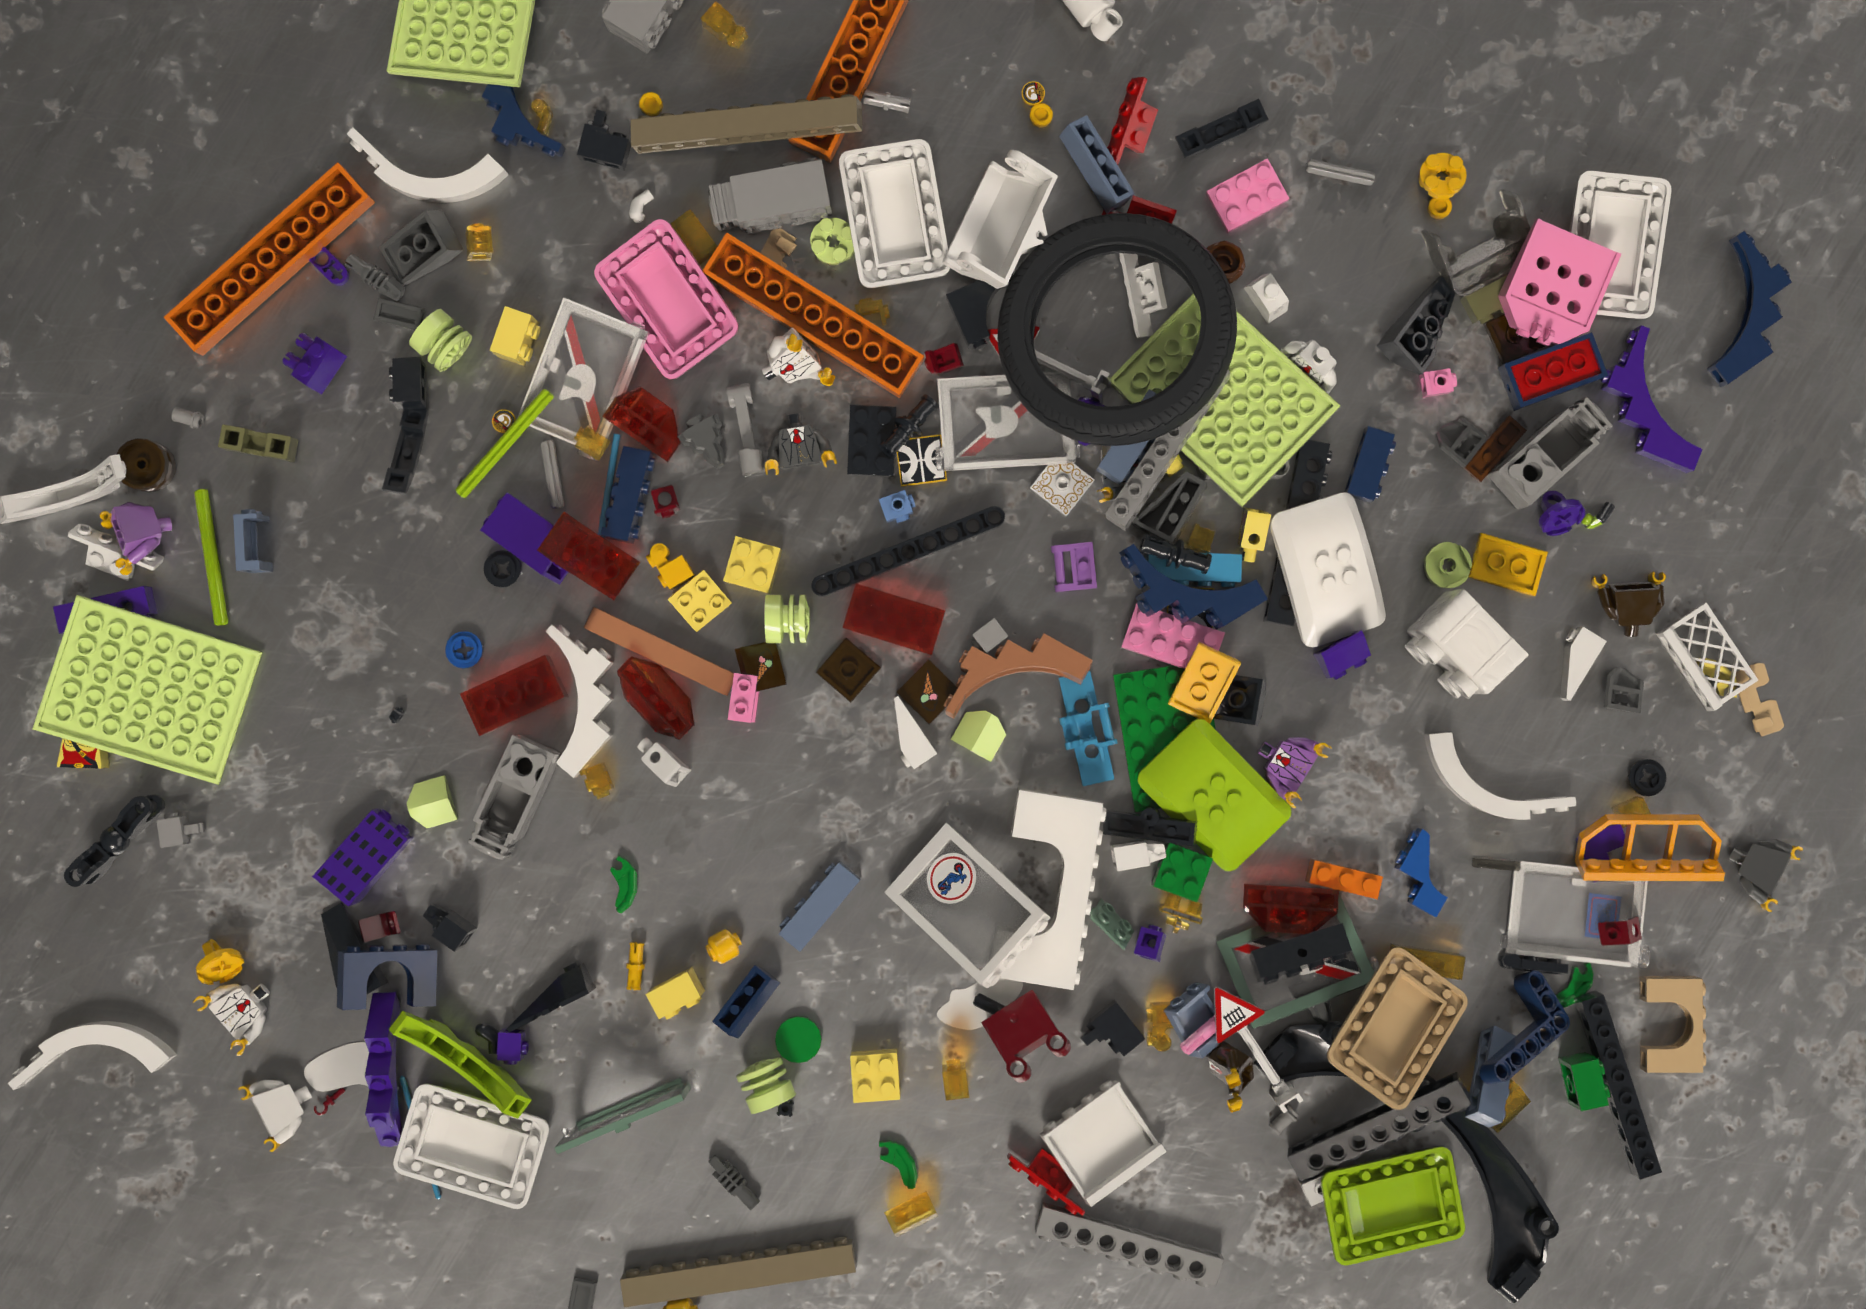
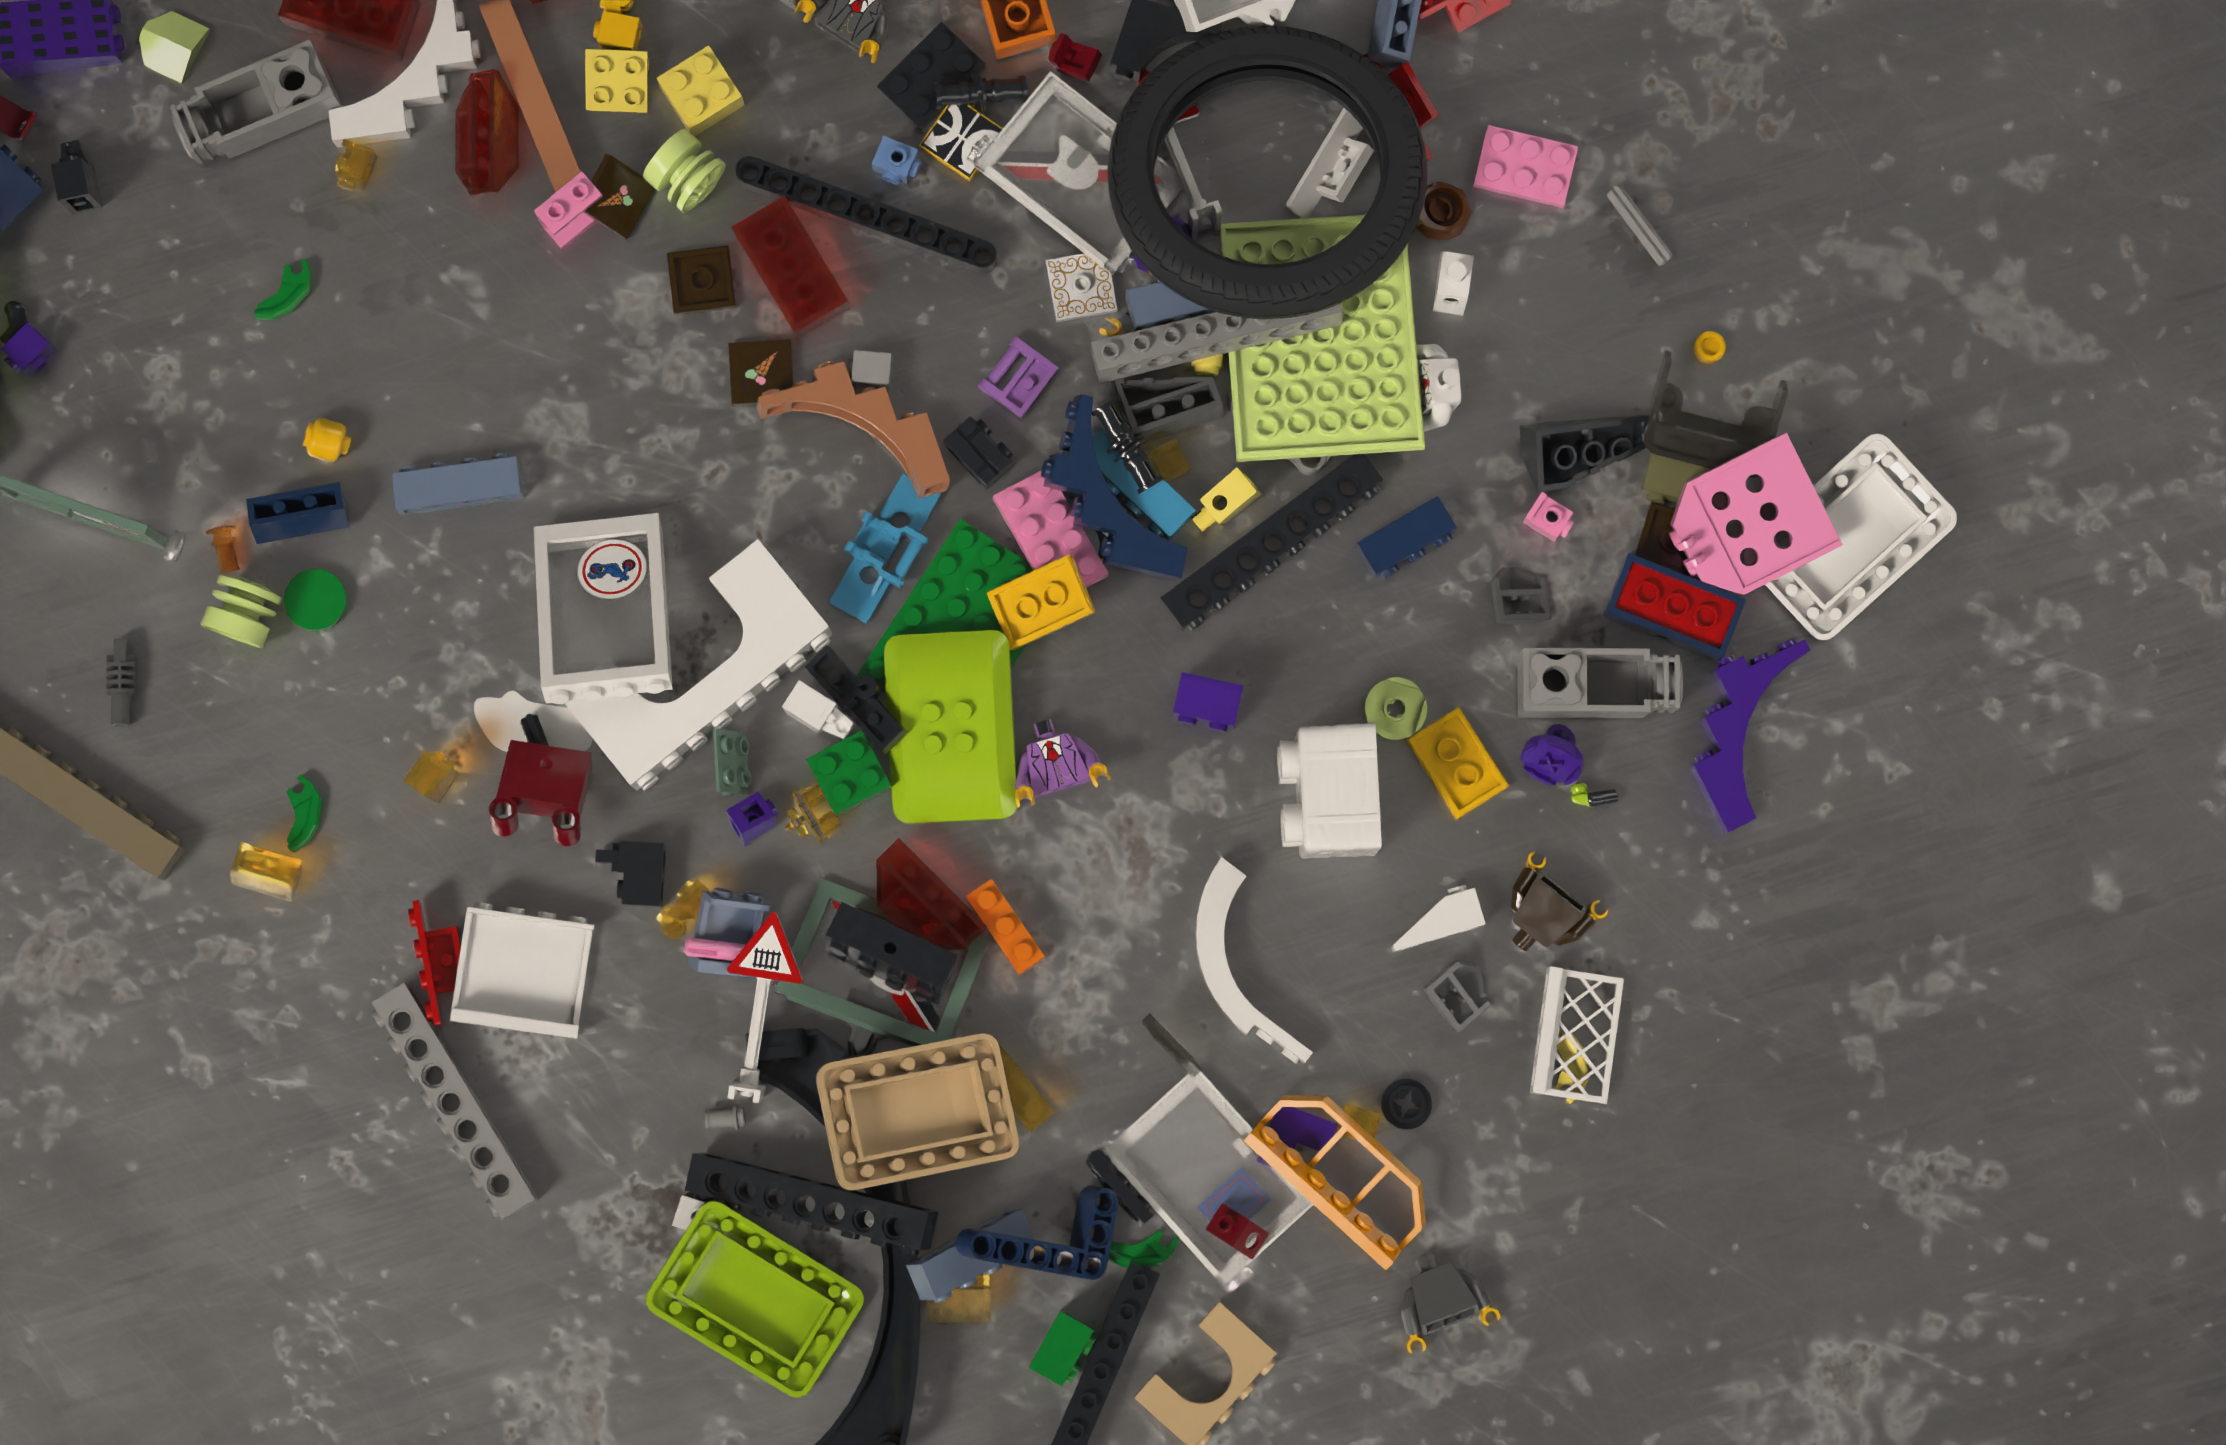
camera: 35 degrees right, 5 degrees down
(565, 989) = (128, 340): black wedge -> none
(635, 966) = (222, 382): yellow pin -> none
(668, 768) = (434, 206): white torso -> none
(675, 993) = (236, 440): light yellow brick -> none
(722, 1056) = (224, 547): none -> clear orange pin
(785, 1109) = (239, 656): black piece -> none
(875, 1075) = (358, 702): light yellow brick -> none
(913, 741) = (701, 402): white slope -> none
(980, 733) = (774, 460): yellowish green slope -> none
(1091, 629) = (978, 452): none -> black brick
(1222, 130) = (1556, 78): black slope -> none
(1233, 1069) = (719, 1016): dark brown torso -> none
(1243, 701) = (1065, 657): black slope -> none
(1328, 569) = (1269, 602): white wedge -> none
(1415, 863) = (1090, 978): blue arch -> none
(1446, 163) = (1743, 301): yellow plate -> none
(1494, 448) = (1555, 633): reddish brown tile -> none
(1759, 313) = (1968, 711): dark blue arch -> none
(1766, 713) = (1587, 1150): tan piece -> none

